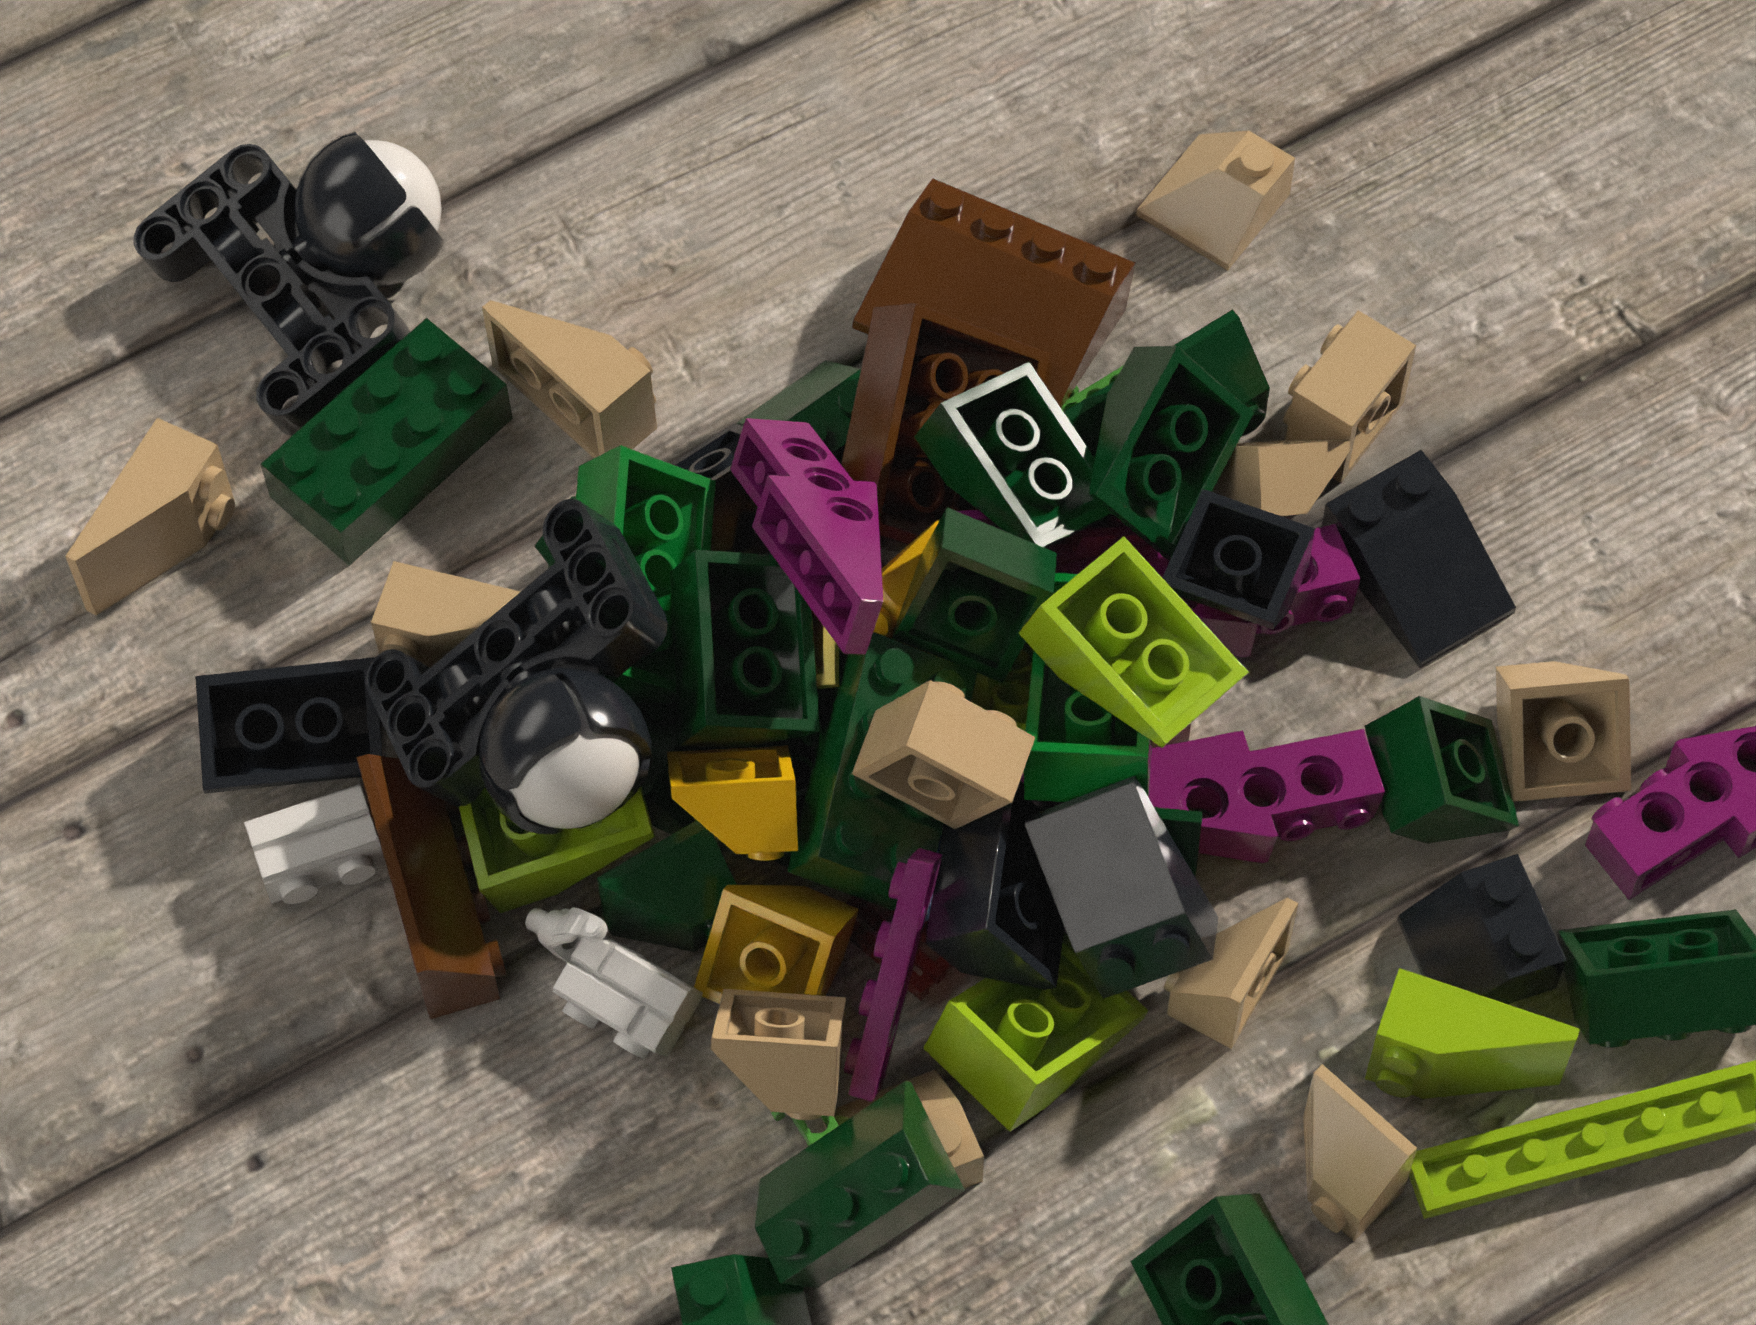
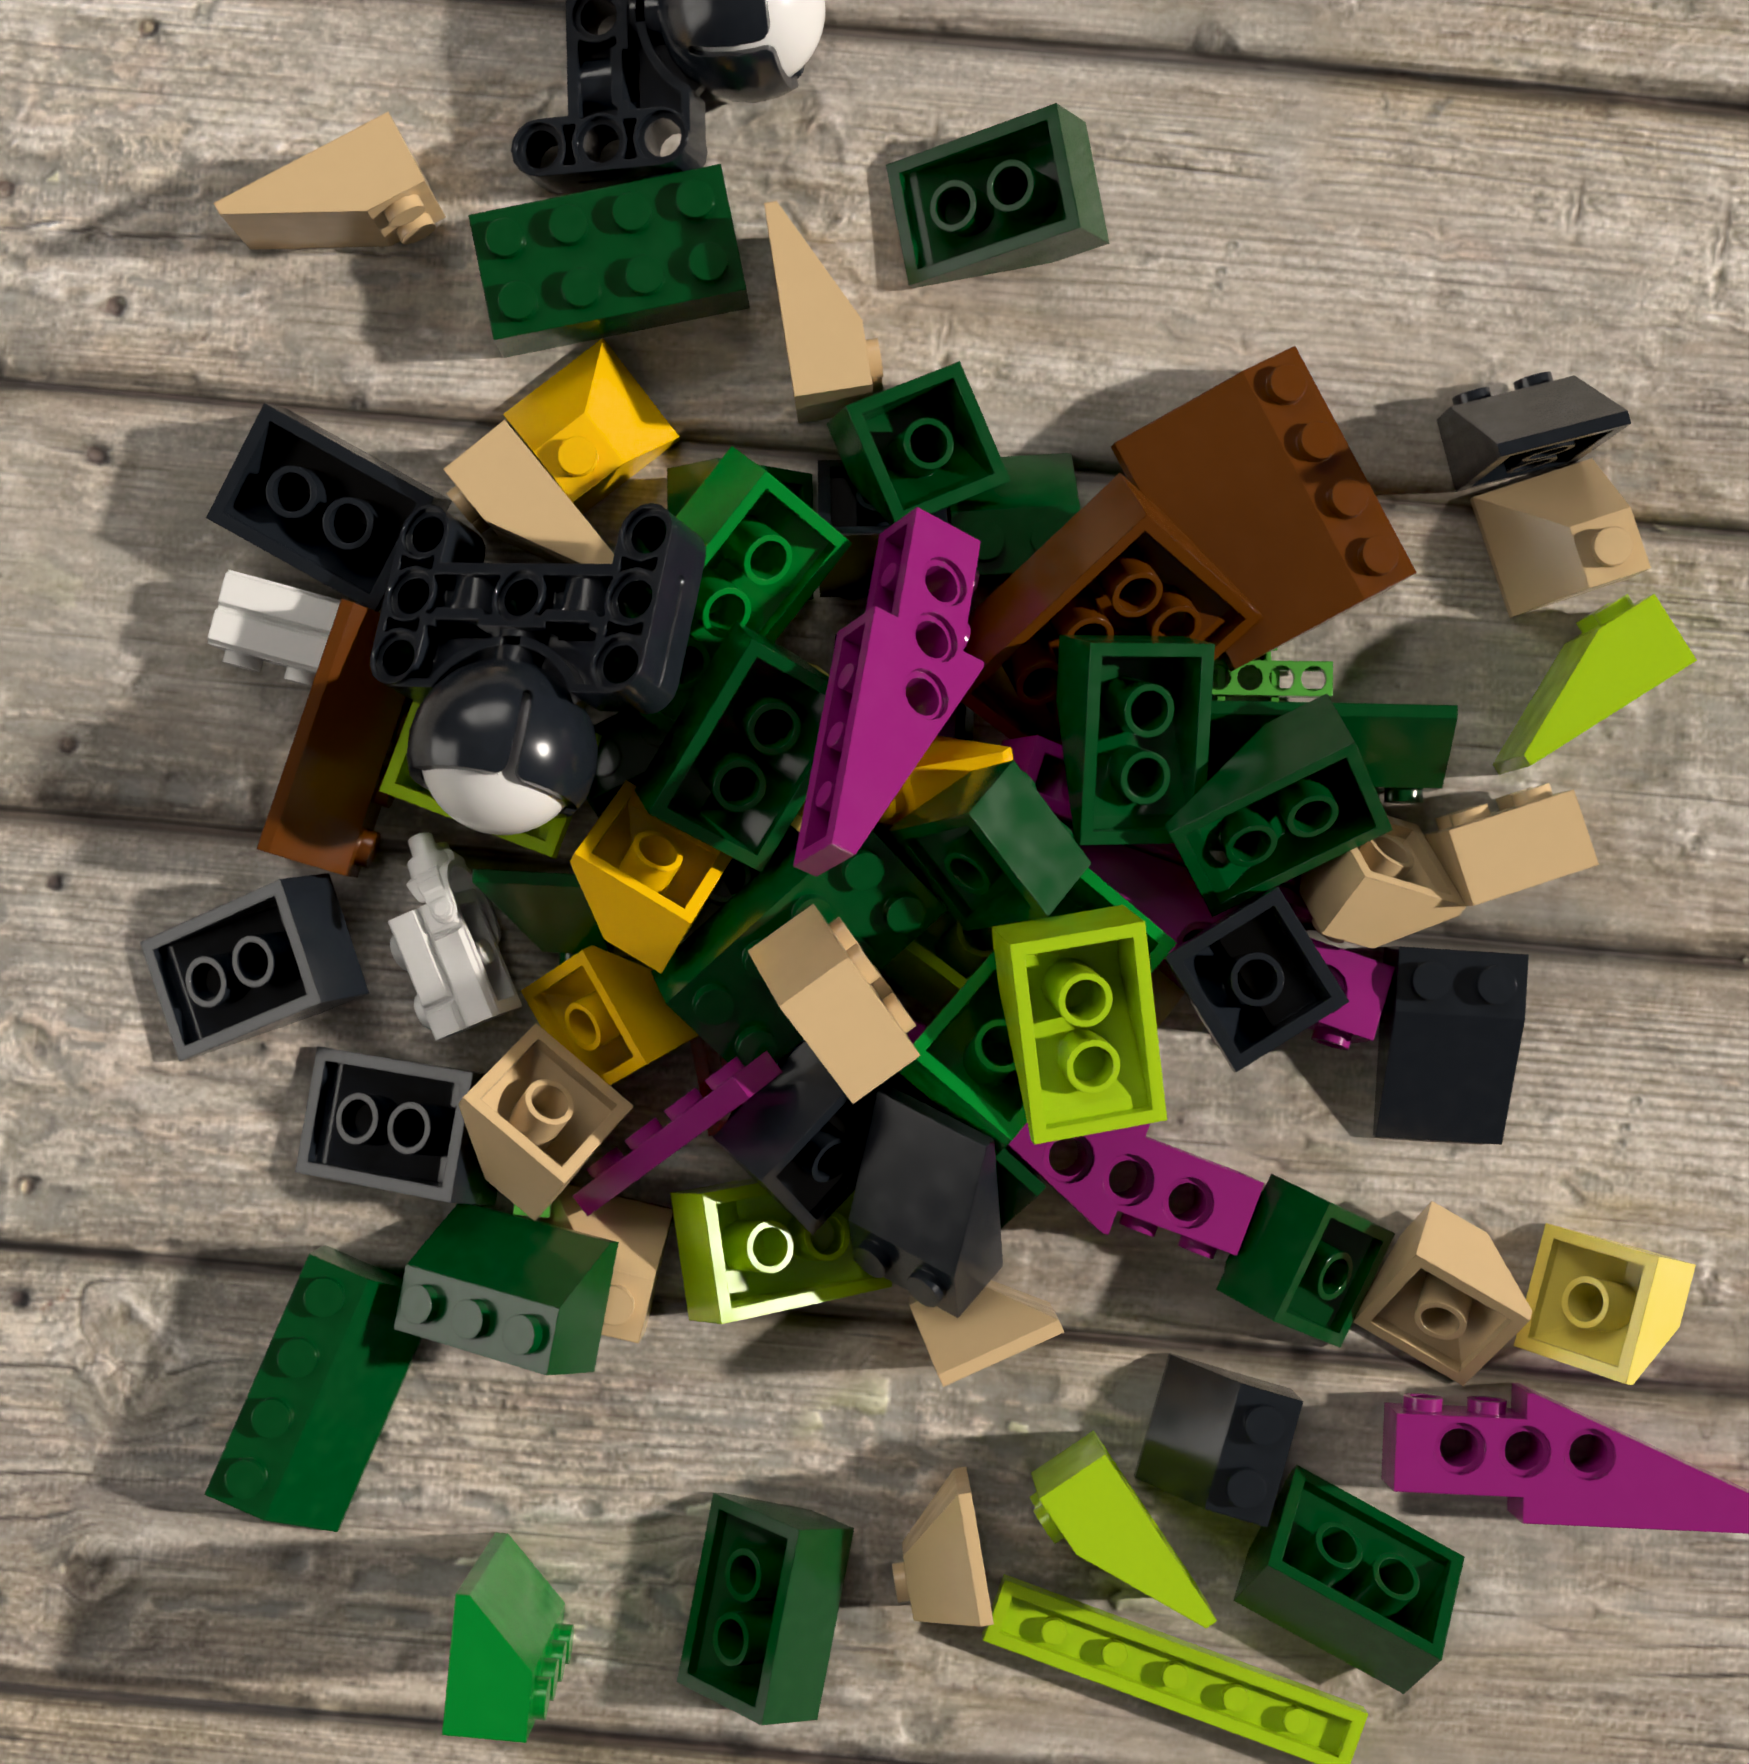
camera: 30 degrees right, 25 degrees up
(460, 545) = (592, 426): none -> yellow slope
(464, 1105) = (254, 965): none -> black slope
(644, 231) = (998, 199): none -> dark green slope
(672, 1143) = (391, 1127): none -> black slope
(702, 403) = (918, 445): none -> dark green slope
(1139, 135) = (1525, 429): none -> black slope
(1320, 239) = (1612, 662): none -> lime slope
(1675, 651) = (1602, 1303): none -> light yellow slope

